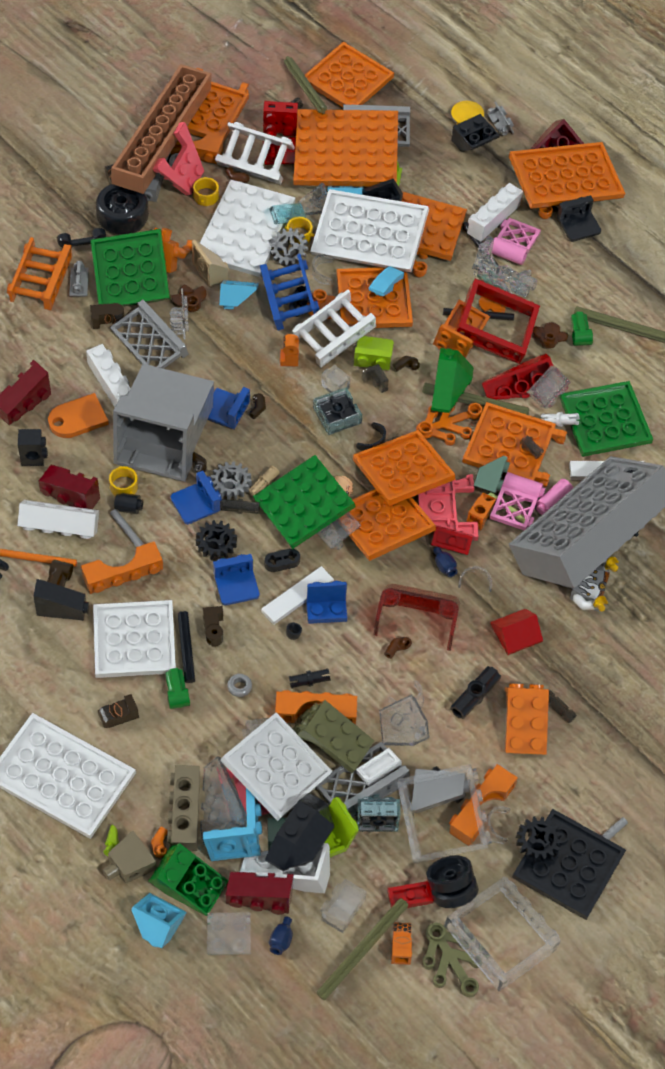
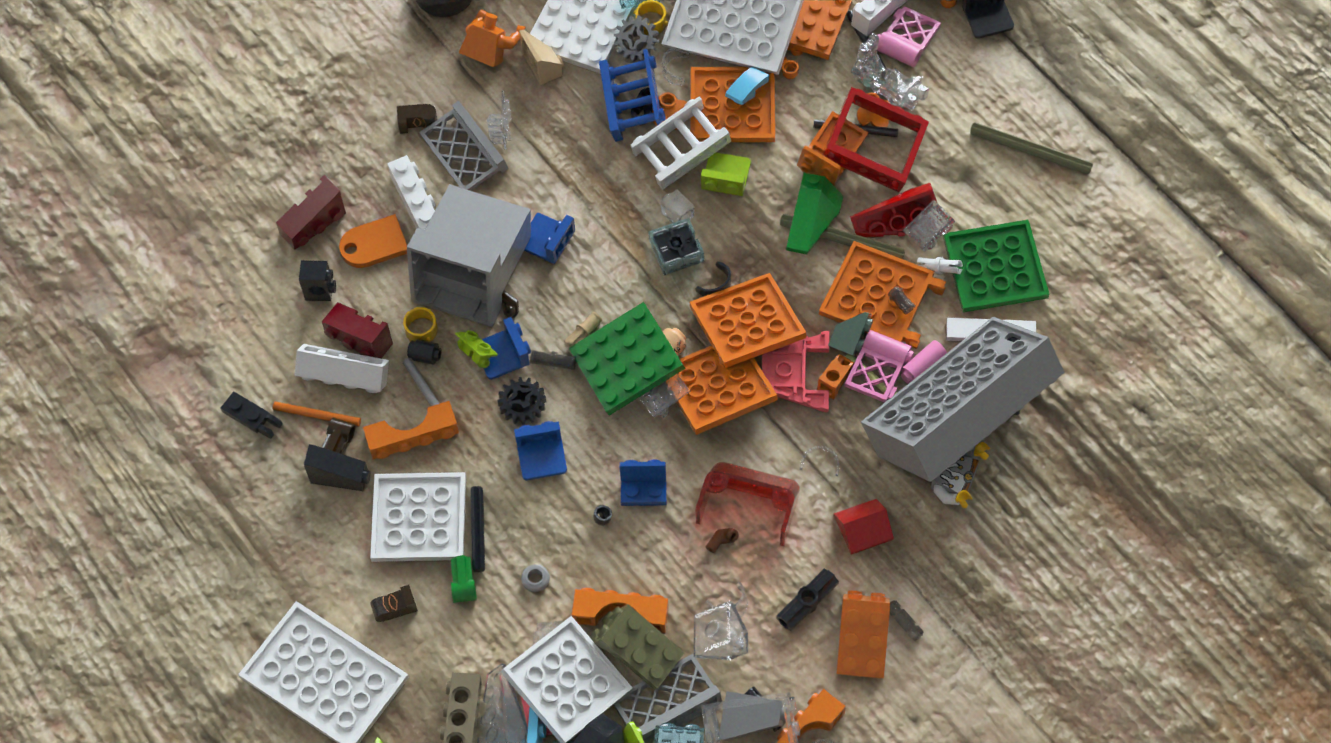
camera: 10 degrees right, 5 degrees up
(53, 283) = (357, 76): orange fence -> none
(65, 238) = (375, 23): black bar -> none
(79, 280) = (387, 73): light grey hinge -> none
(130, 268) = (446, 62): green plate -> none
(168, 493) = (475, 347): none -> lime hinge
(193, 297) = (516, 97): reddish brown plate -> none
(213, 630) = (509, 508): dark brown leg -> none
(231, 479) = (539, 335): light grey gear -> none
(235, 292) = (568, 93): medium azure slope -> none
(260, 405) = (587, 236): dark brown arm -> none
(282, 560) = (596, 428): black beam -> none
(290, 353) = (626, 170): orange leg -> none
(293, 597) = (608, 472): white tile -> none
(309, 678) = (616, 573): black pin -> none
(377, 376) = (727, 204): clear smoke bracket -> none
(378, 767) = (686, 685): white tile -> none
(407, 361) = (764, 186): dark brown arm -> none
(445, 562) = (787, 438): dark blue plant -> none
(449, 424) = (806, 265): orange plant -> none
(452, 540) = (797, 411): red plate -> none
(550, 335) = (939, 157): reddish brown plate -> none
(581, 333) = (976, 157): green piece -> none

